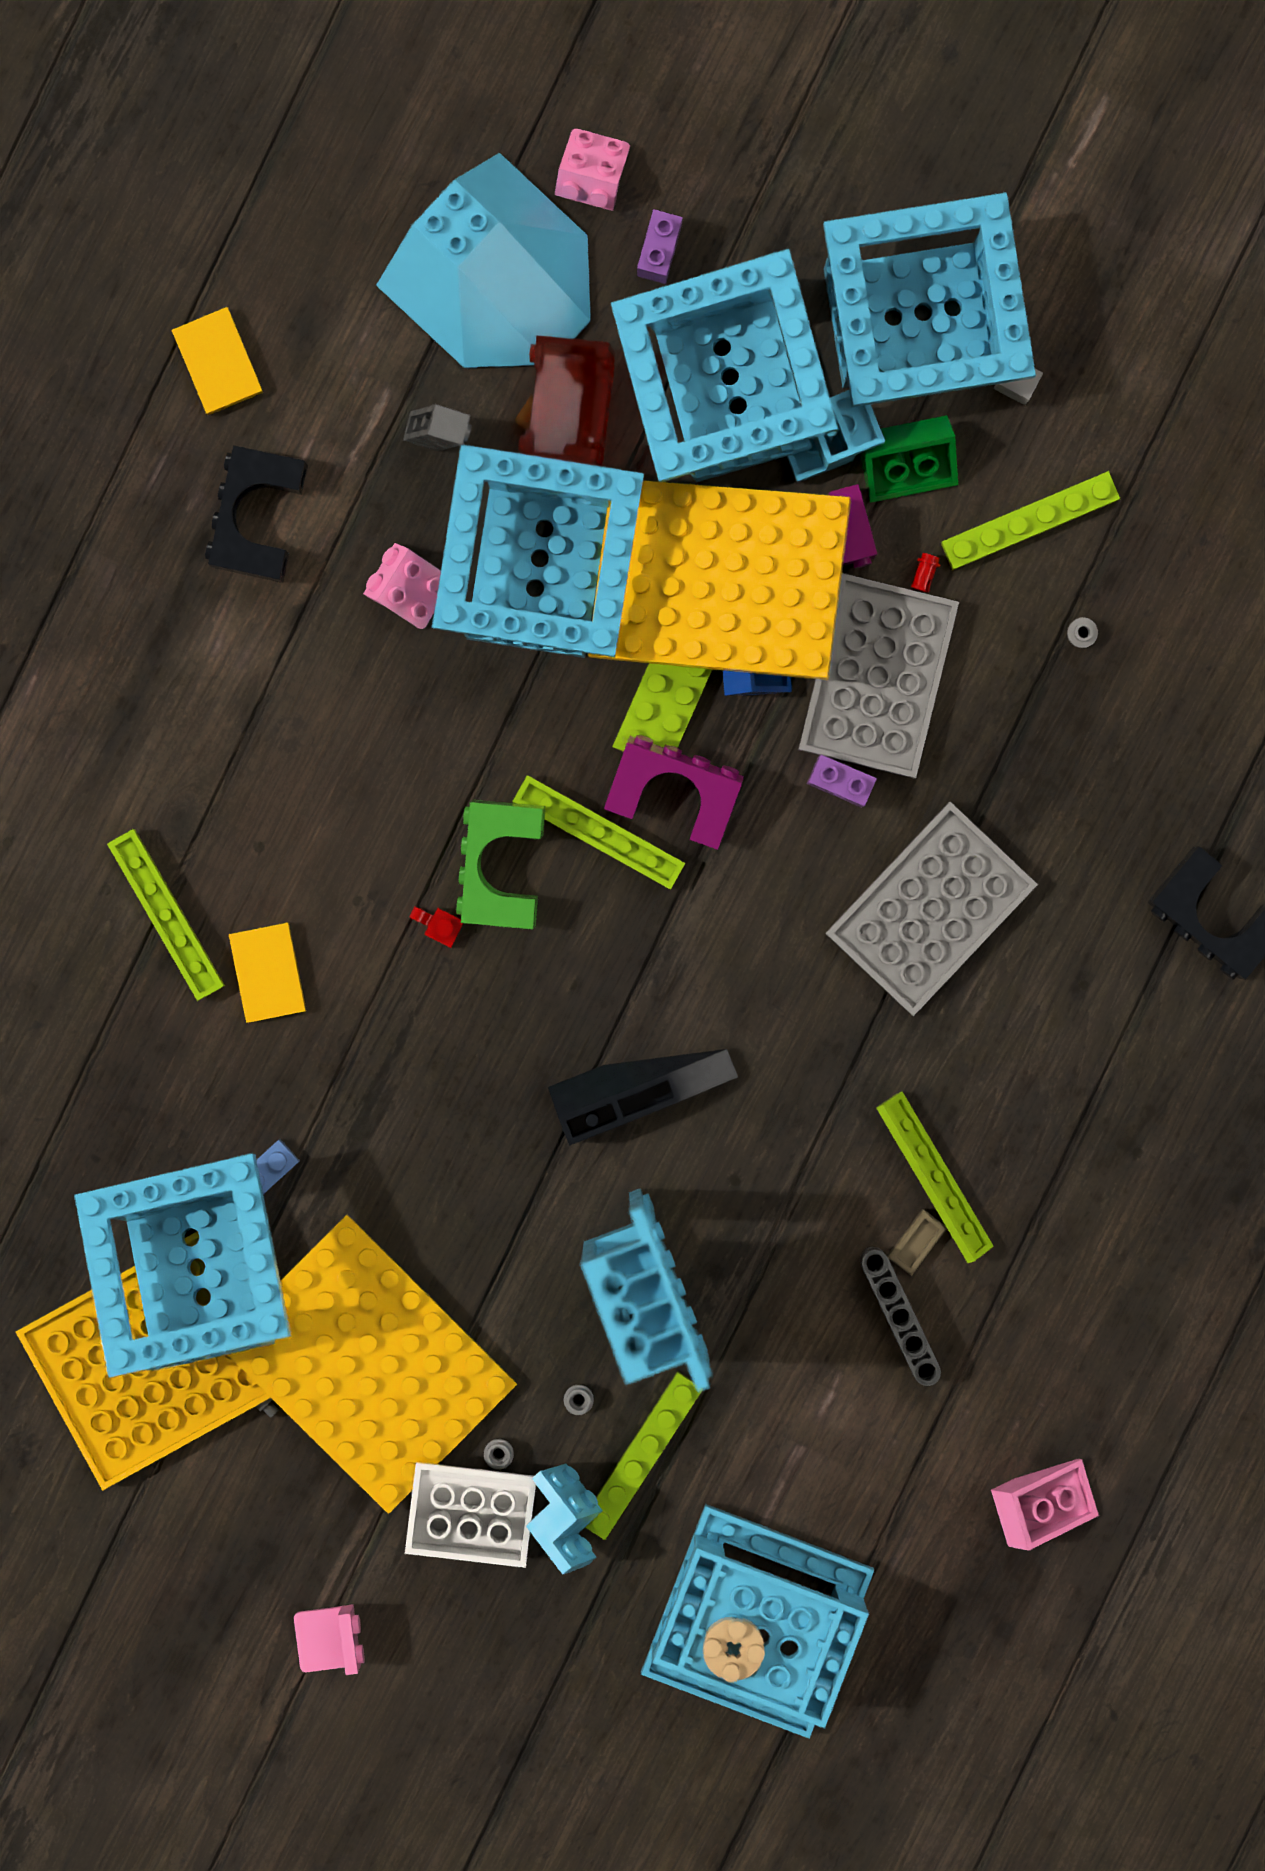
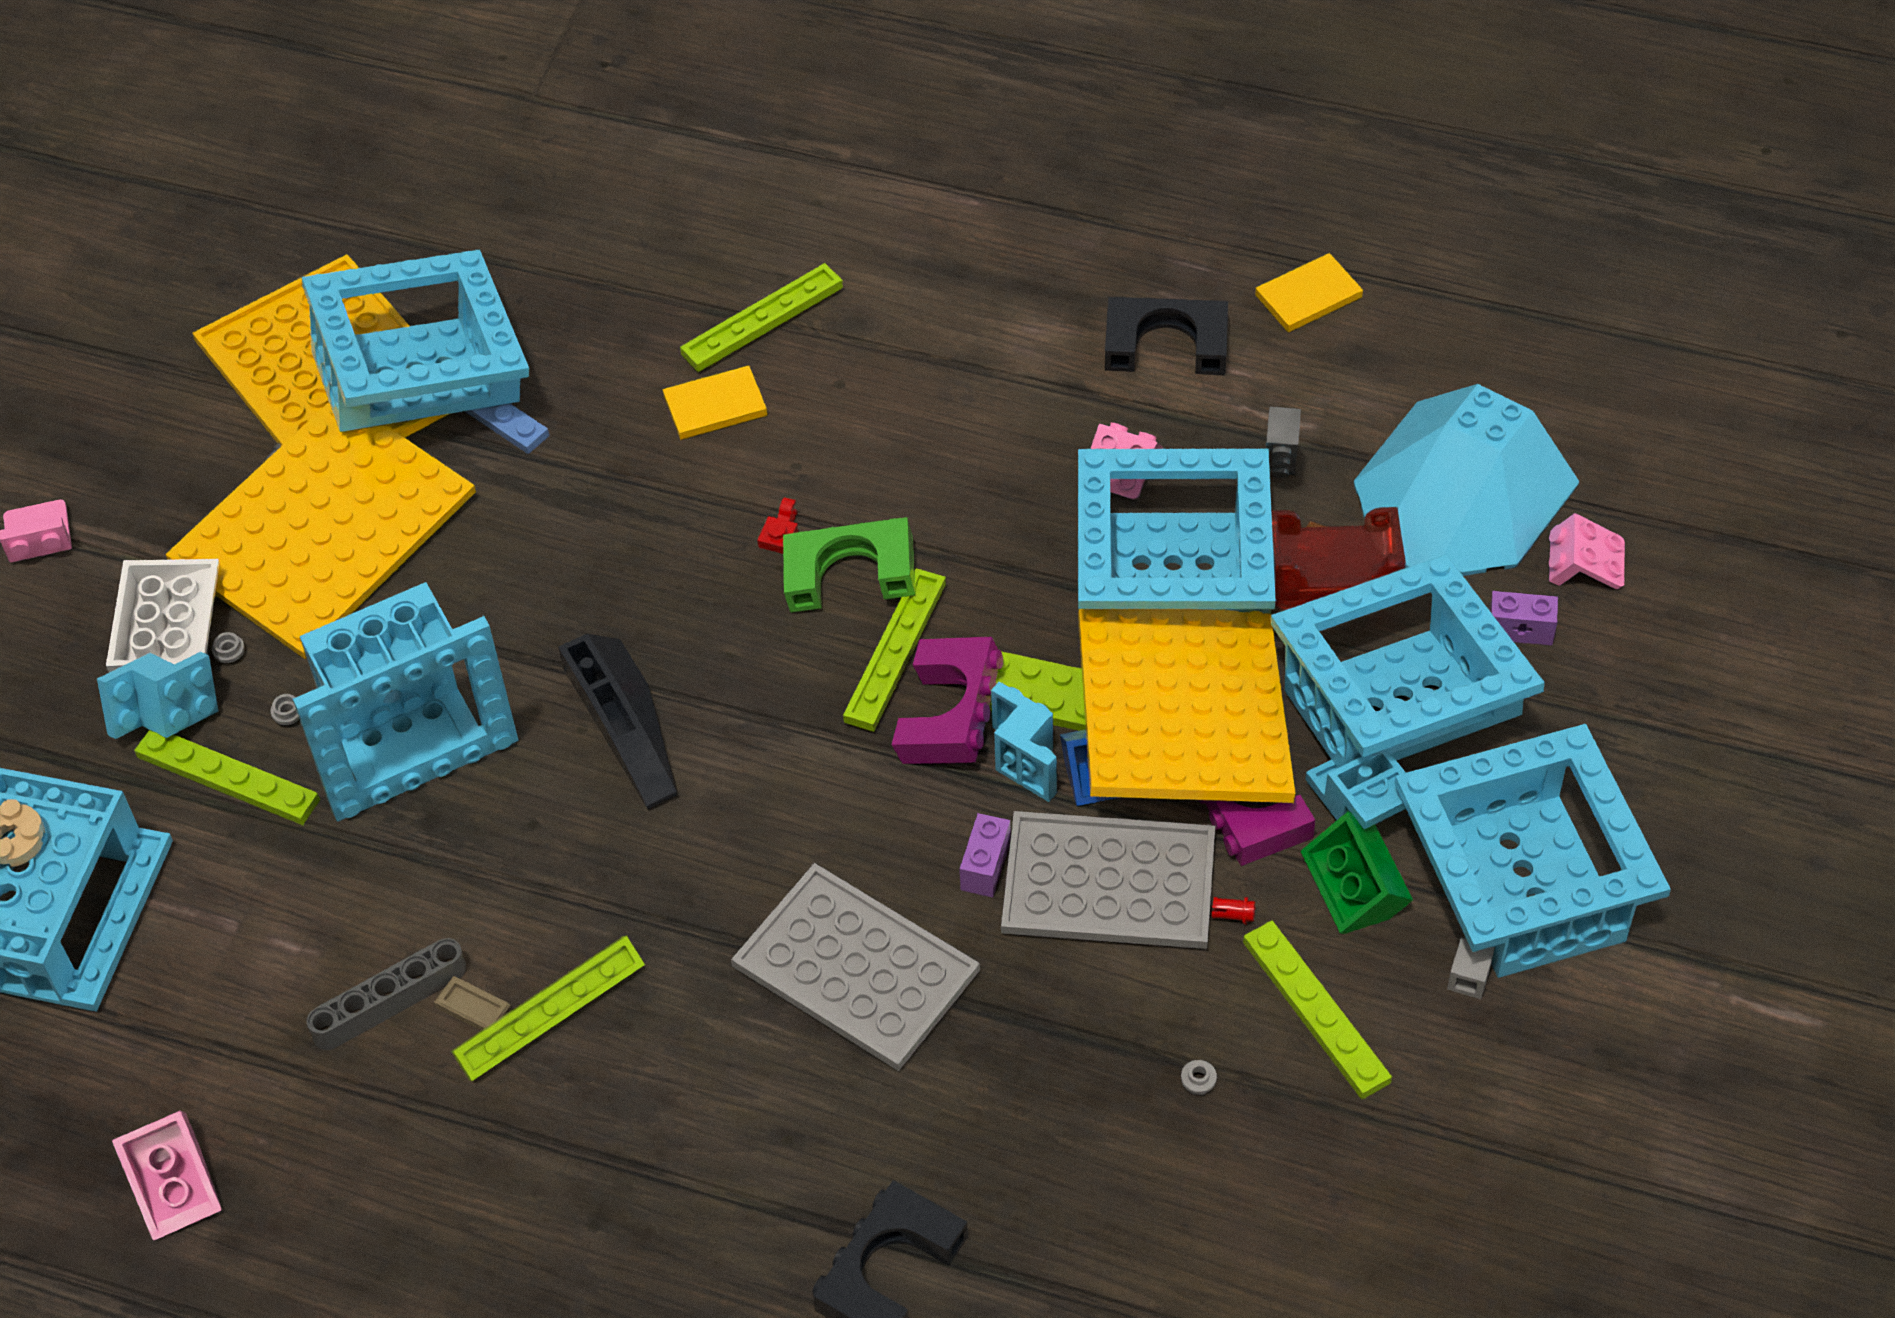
camera: 85 degrees right, 35 degrees down
(733, 727) = (1024, 741): none -> medium azure bracket

